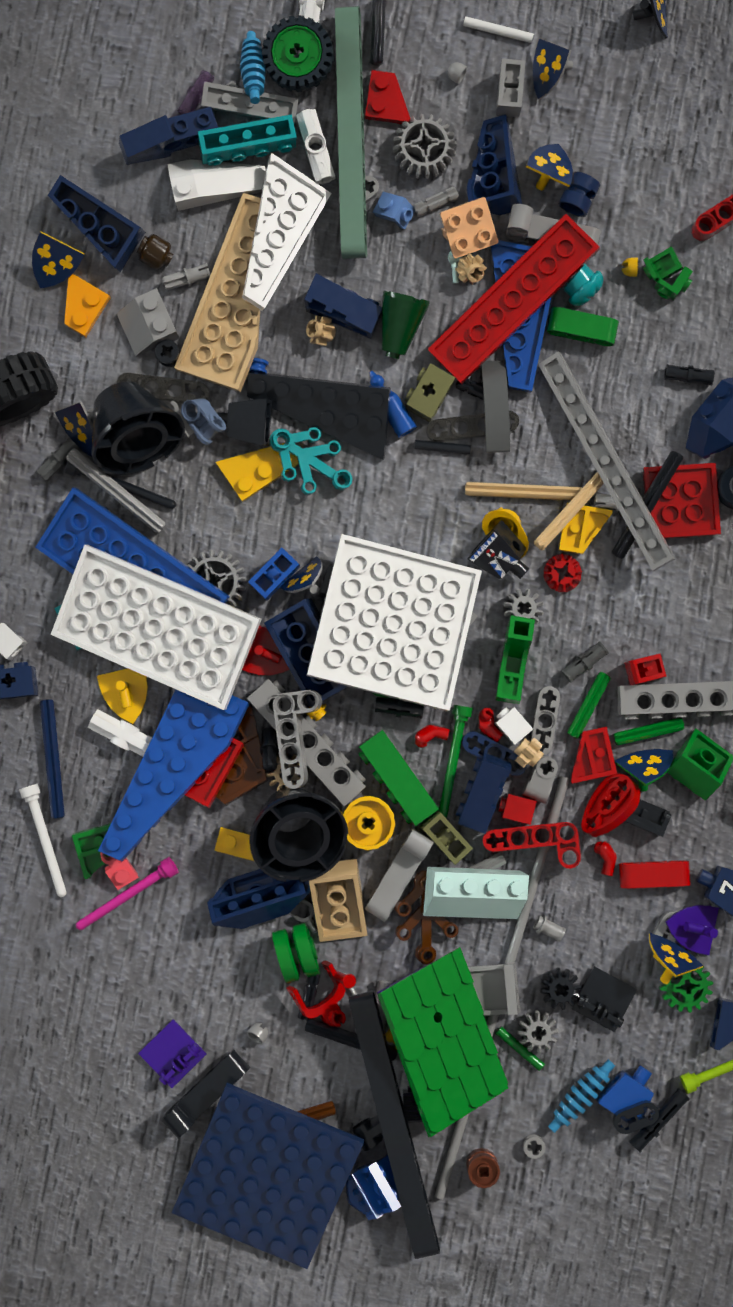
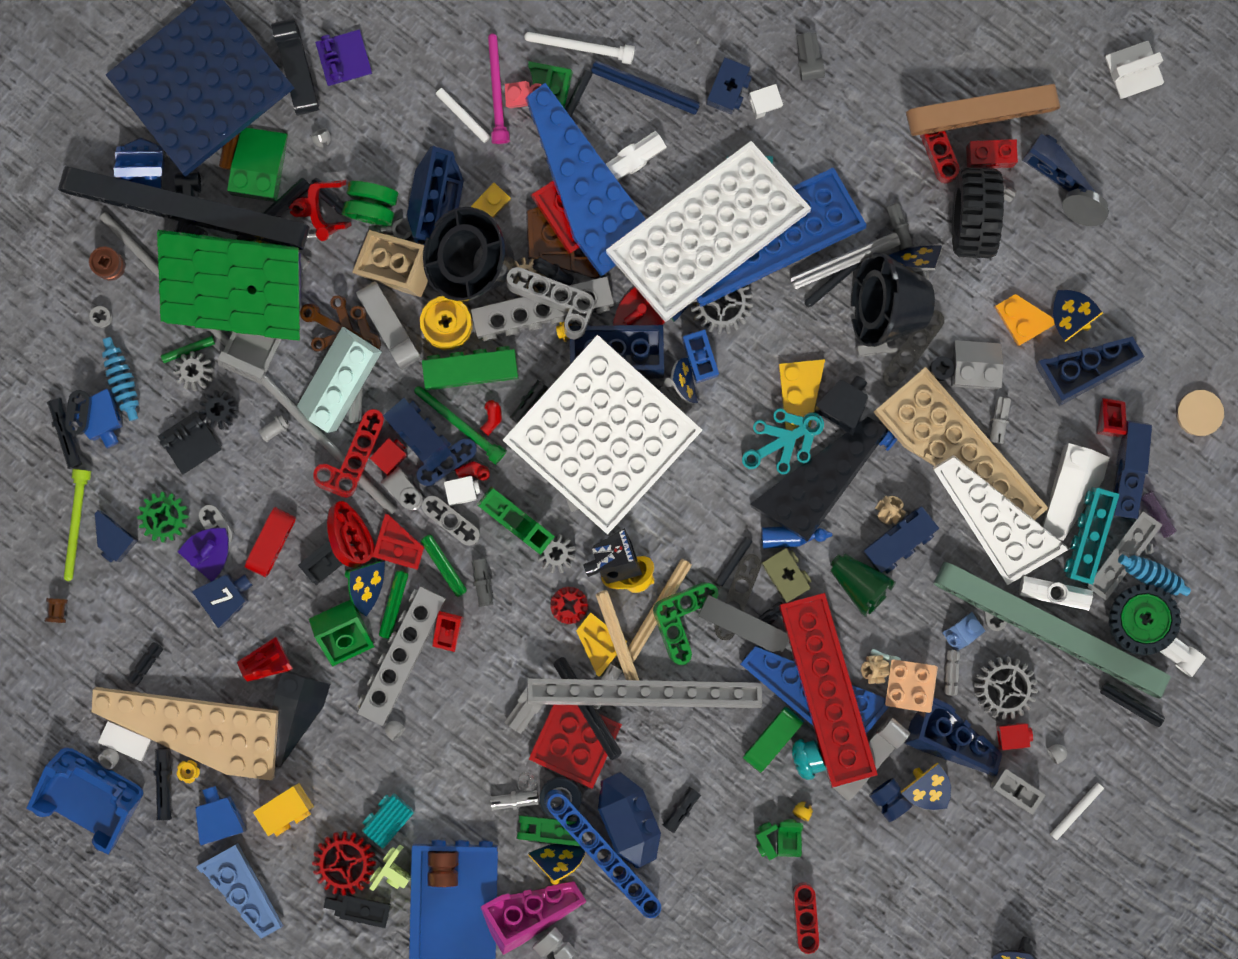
camera: 115 degrees right, 0 degrees up
(84, 105) = (1200, 413): none -> tan tile
(89, 818) = (578, 92): none -> black piece
(124, 692) = (668, 177): yellow shield -> none
(131, 178) = (1112, 418): none -> red slope
(154, 251) = (1036, 404): dark brown head -> none
(167, 913) = (463, 115): none -> white bar
(205, 422) = (867, 366): sand blue piece -> none
(314, 1078) = (258, 164): none -> green slope
(385, 99) = (1066, 678): red wing -> none
(446, 837) = (397, 381): olive brick -> none
(463, 117) = (1014, 736): none -> red brick
(521, 473) = (673, 619): none -> green beam
(528, 752) = (430, 489): tan gear -> none
(549, 66) = (1018, 835): dark blue shield -> none
(608, 855) = (307, 512): red arm -> none
(672, 957) = (192, 516): dark blue shield -> none
(685, 562) = (522, 713): none -> light grey piece

